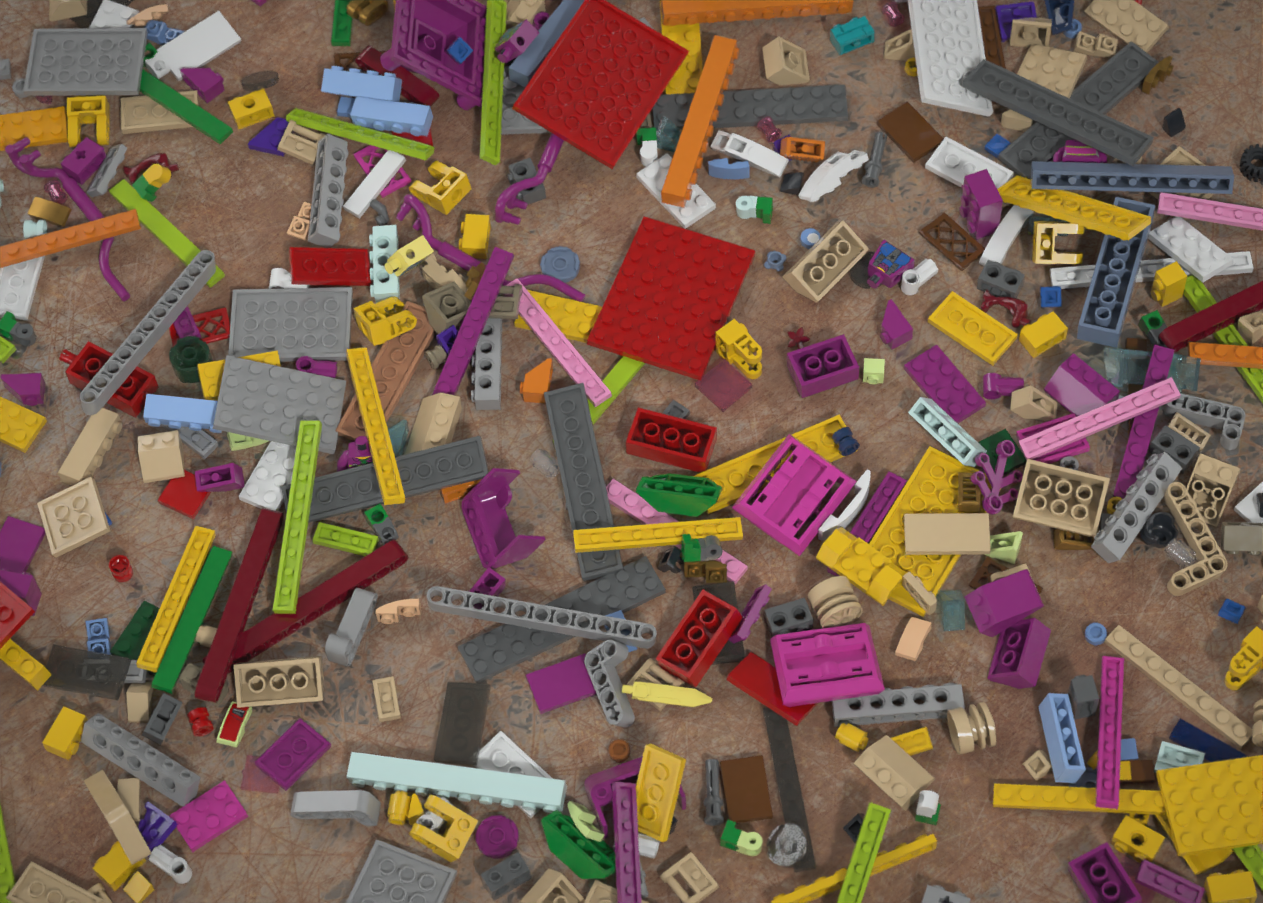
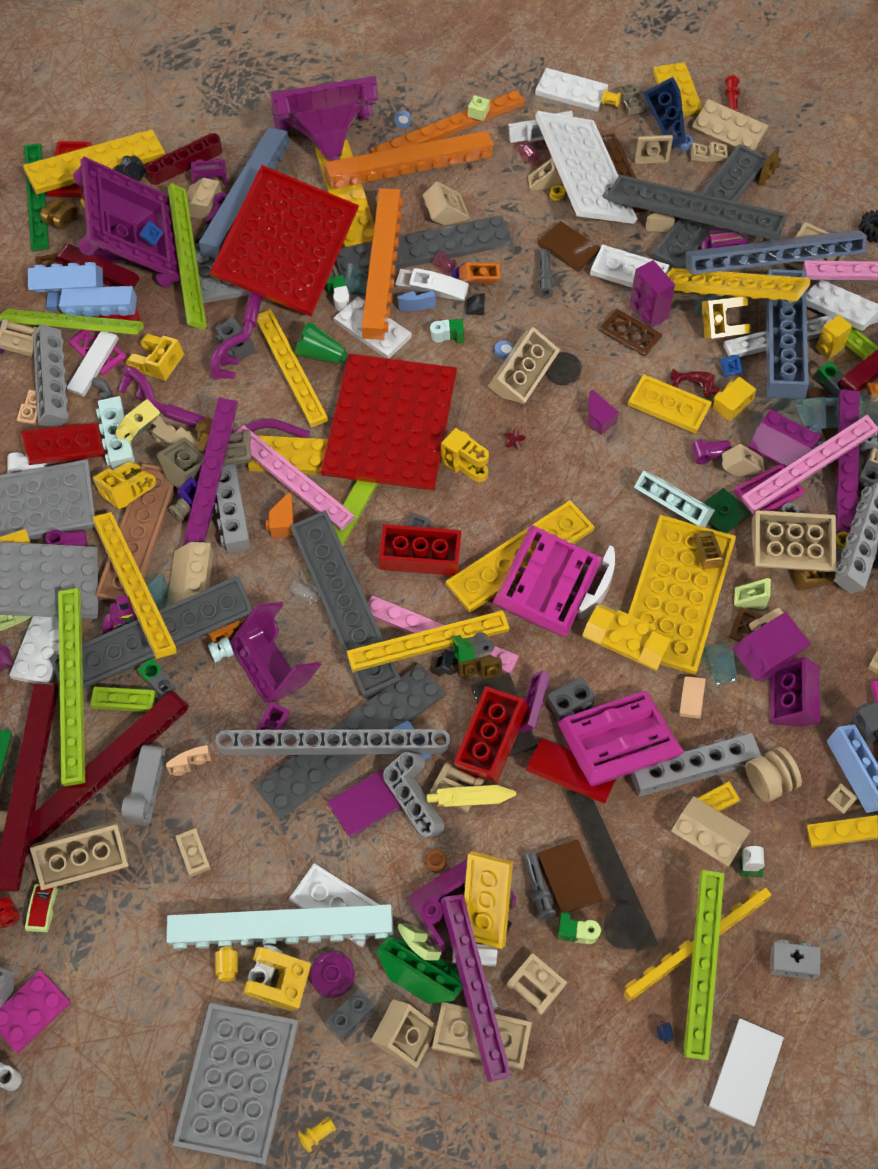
camera: 15 degrees left, 0 degrees up
(257, 780) = (79, 955): clear pink piece -> none
(292, 754) = (106, 928): magenta tile -> none
(336, 805) = (160, 975): light grey beam -> none
(415, 810) = (244, 963): yellow slope -> none
(453, 503) = (224, 647): none -> light aqua wheel
(462, 723) = (274, 863): clear smoke tile -> none
(475, 235) = (196, 394): yellow brick -> none
(509, 47) = (195, 224): magenta torso -> none
(560, 263) = (280, 407): sand blue tile -> none
(580, 222) = (291, 369): none -> yellow plate
(614, 203) = (319, 346): none -> green cone
(679, 493) = (440, 598): green wedge -> none
(723, 385) = (456, 492): clear pink tile -> none
(775, 256) = (477, 369): sand blue plate -> none
(822, 366) = (544, 458): magenta brick -> none
(828, 174) = (508, 291): white slope -> none
(835, 602) = (612, 676): tan wheel -> none
(845, 441) = (583, 523): dark blue wheel -> none
(852, 35) = (498, 174): teal brick -> none
(852, 737) = (660, 804): yellow brick -> none
(853, 826) = (687, 895): black slope -> none
(873, 370) = (591, 455): yellowish green plate -> none
(877, 509) = (626, 581): magenta plate -> none
(888, 265) = (582, 360): torso -> none
(915, 587) = (690, 653): tan plate -> none
(918, 276) = (607, 367): white piece -> none
(944, 384) = (657, 456): magenta plate -> none
(947, 534) = (698, 592): tan tile -> none
(996, 145) = (647, 246): blue tile -> none
(999, 284) = (683, 358): dark grey brick -> none
(1004, 449) = (732, 555): magenta plant -> none
(1005, 234) = (676, 321): white slope -> none
(1009, 12) = (629, 138): dark purple wing -> none
(1053, 68) = (679, 173): tan plate -> none
(1095, 634) = (858, 662): medium blue tile -> none
(1174, 123) = (794, 204): black slope -> none

